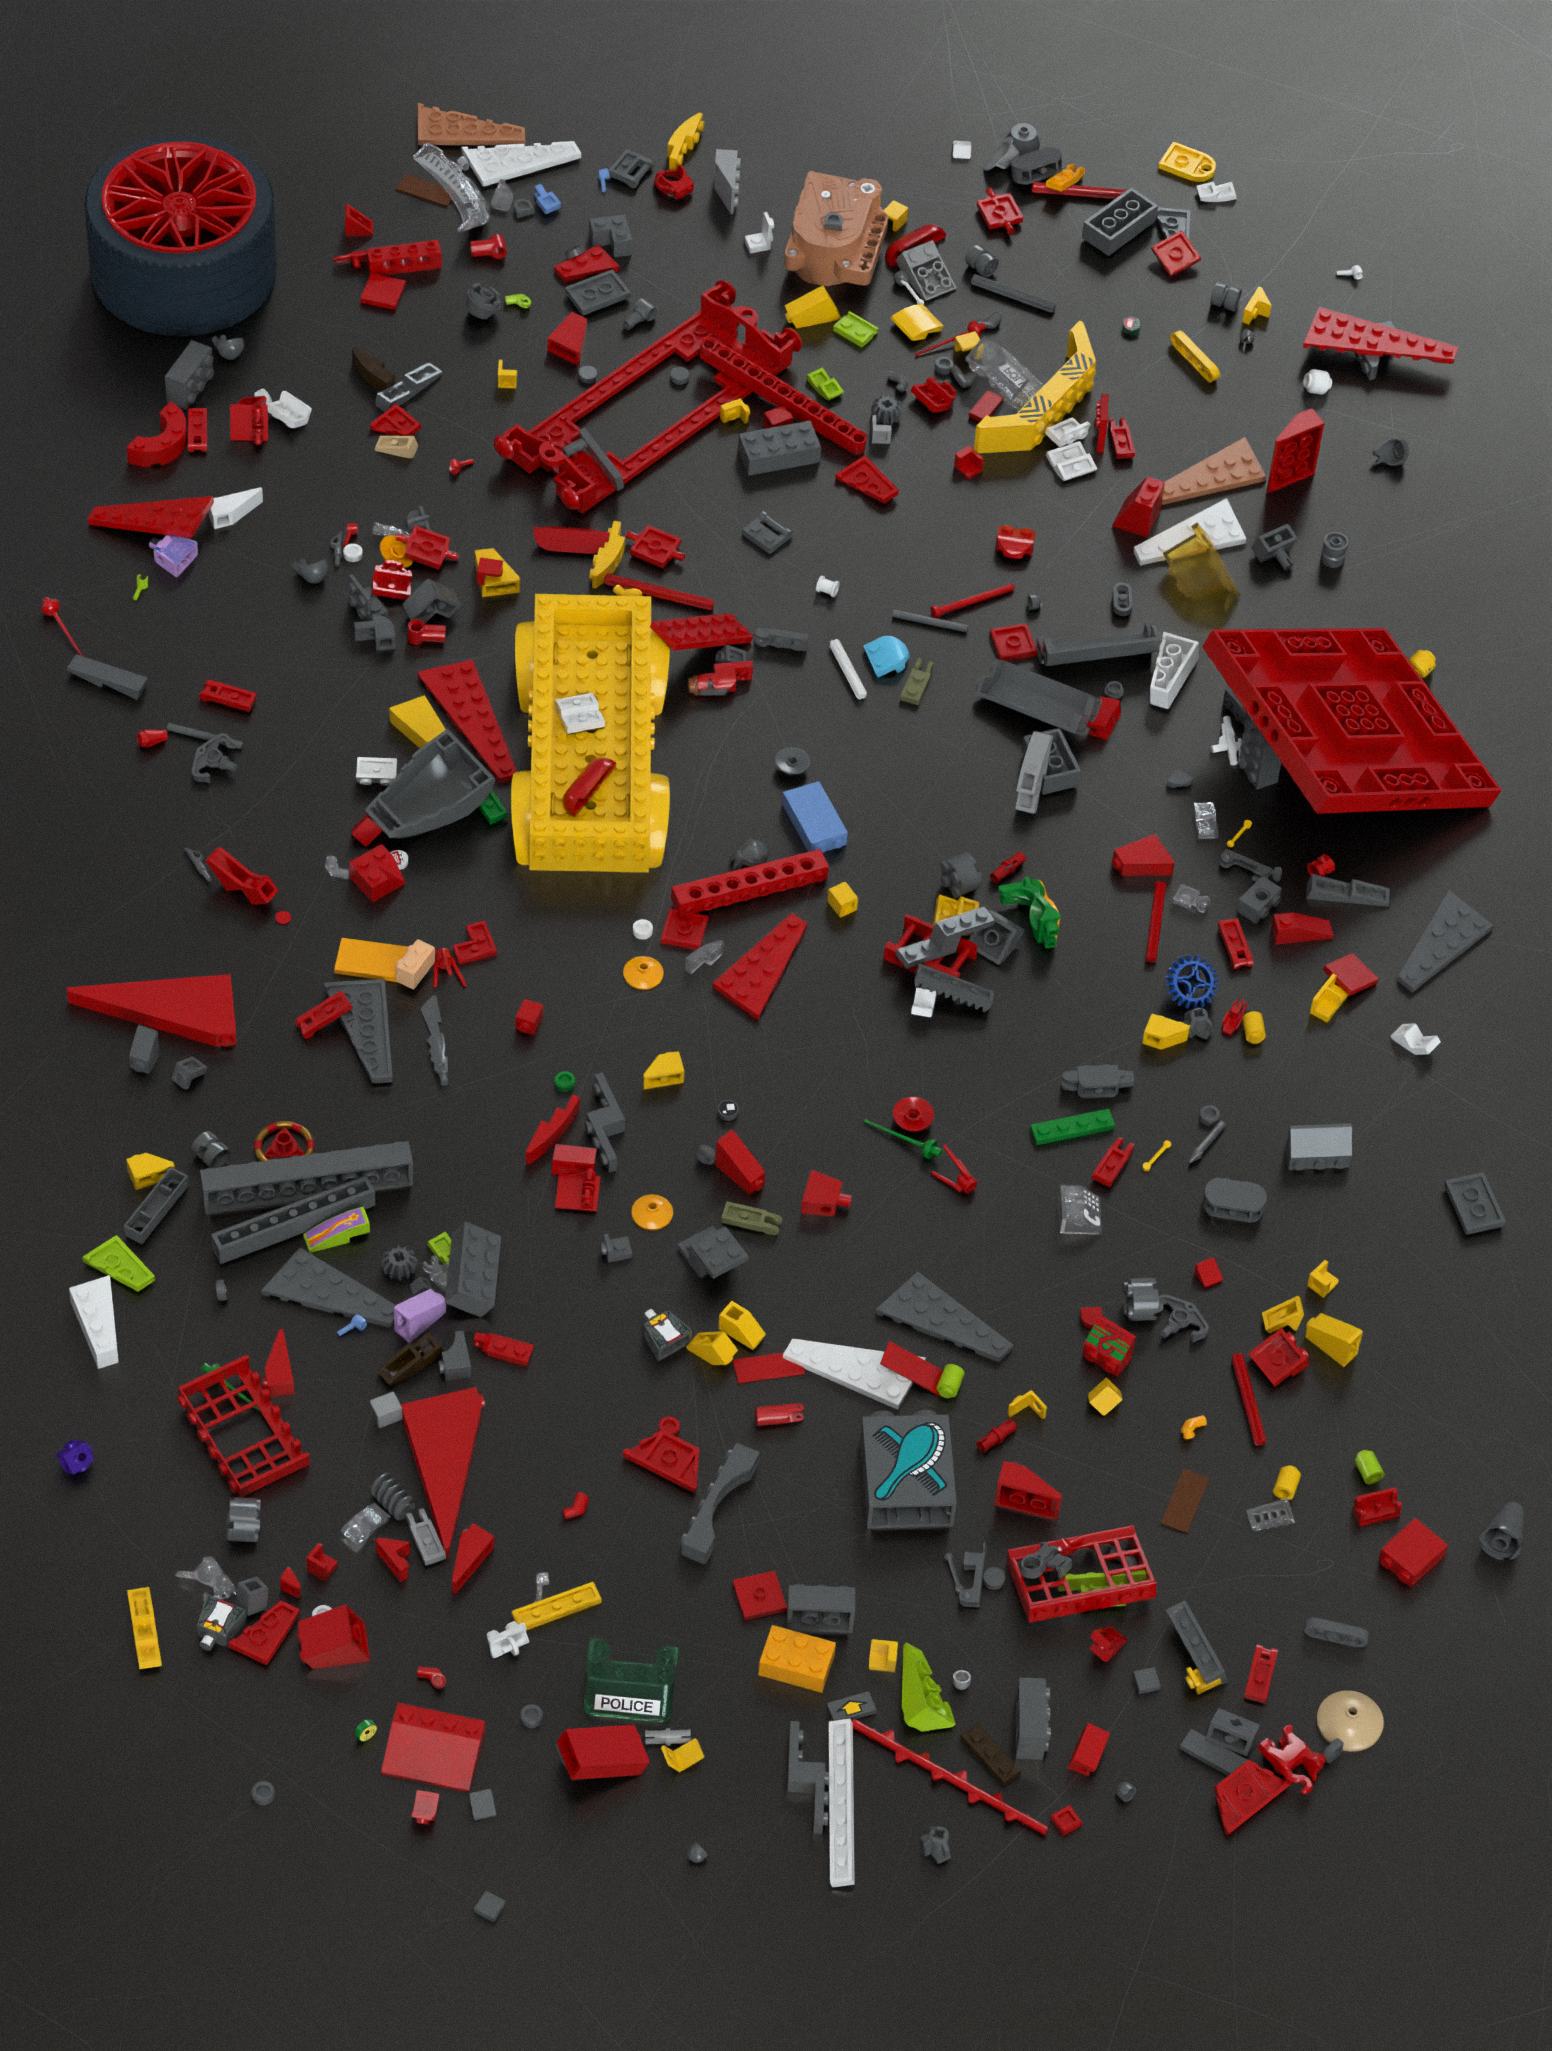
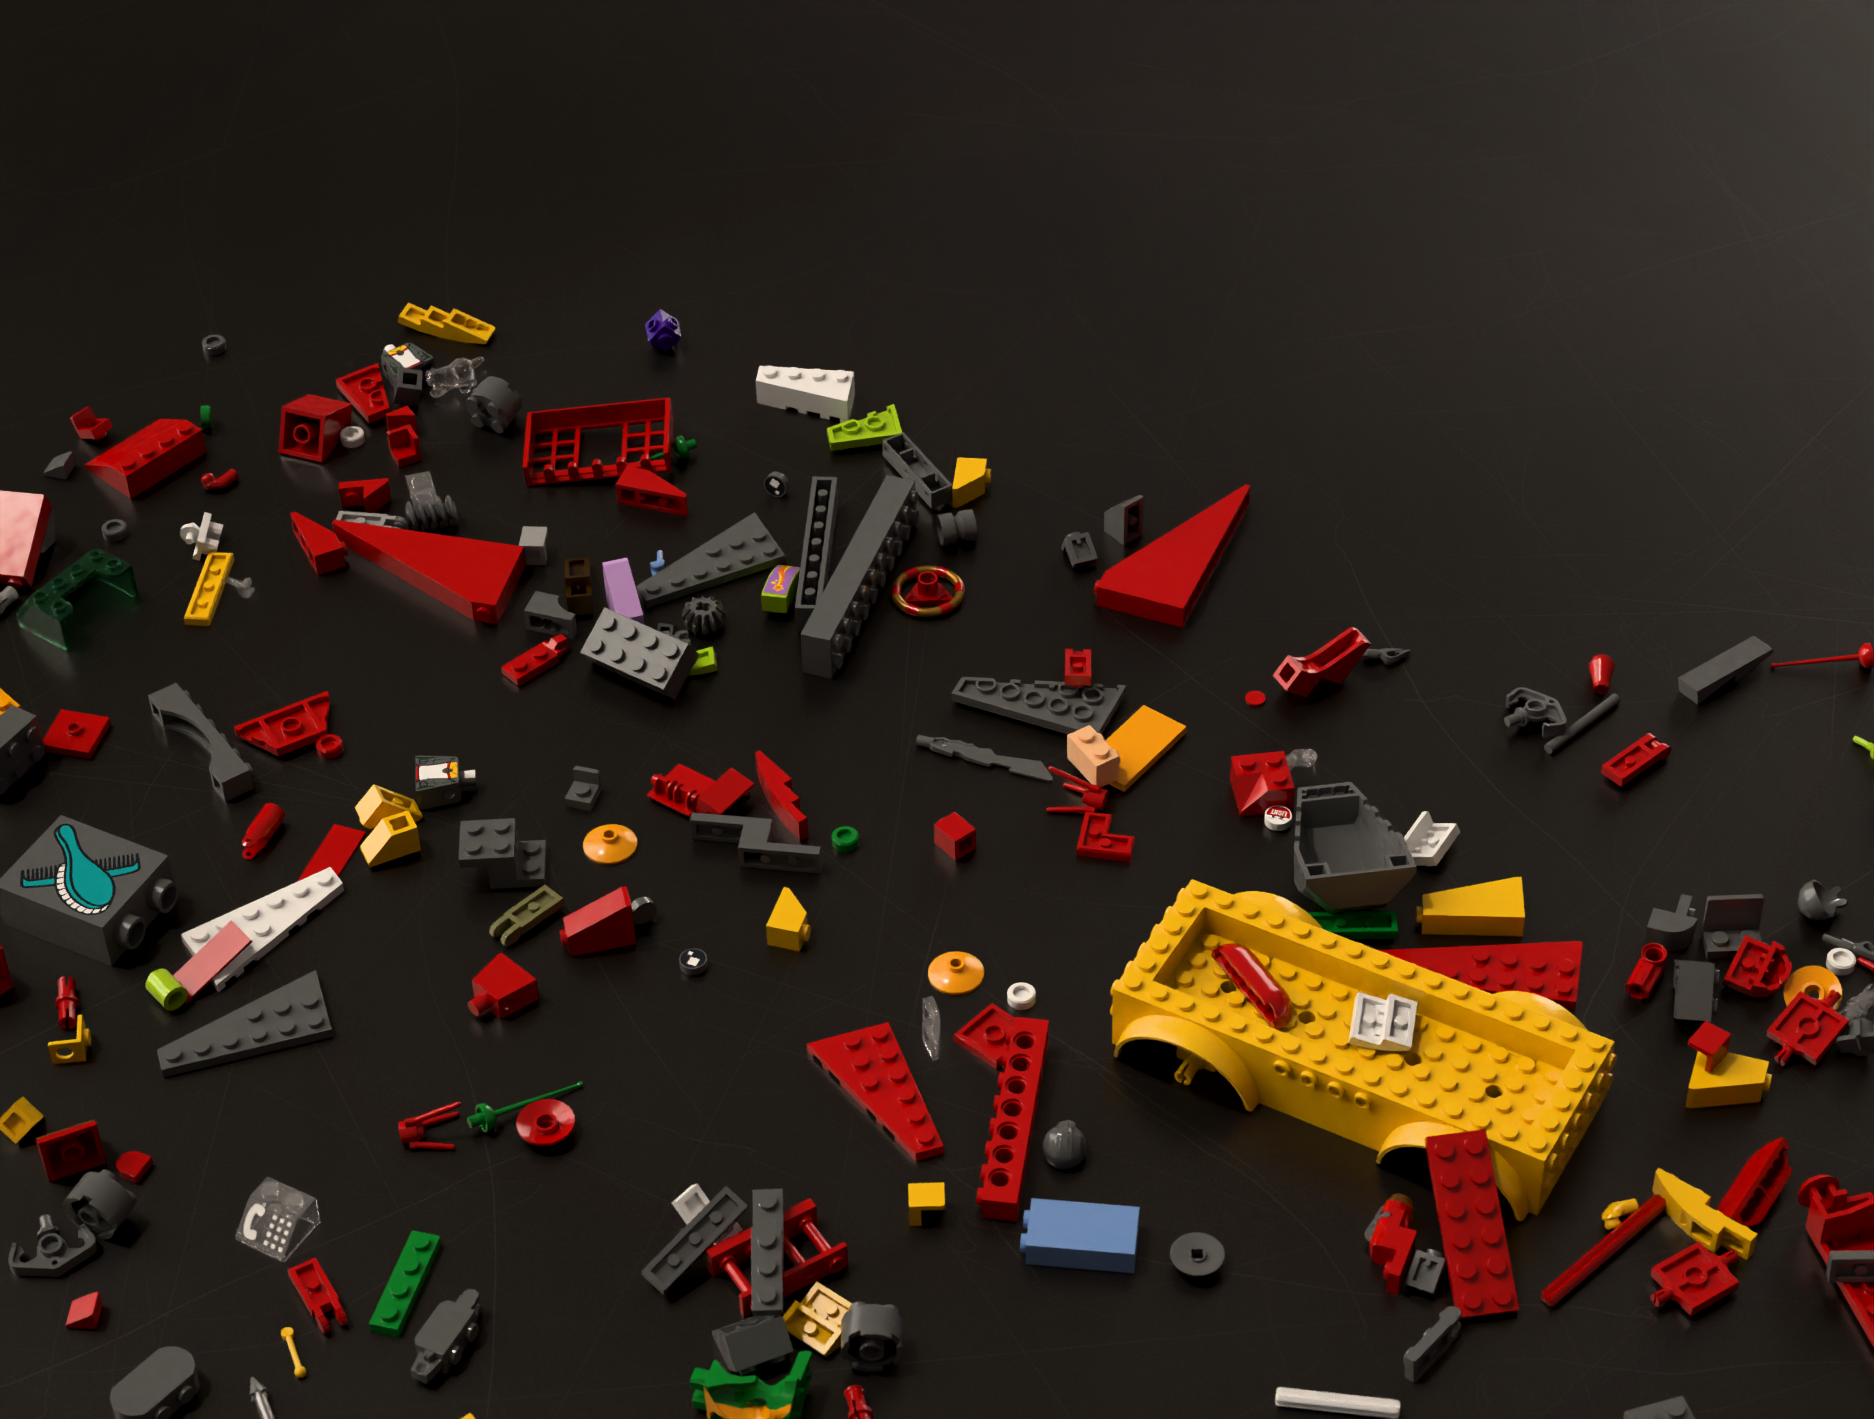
camera: 125 degrees right, 10 degrees down
(578, 1508) = (301, 642): red arm -> none

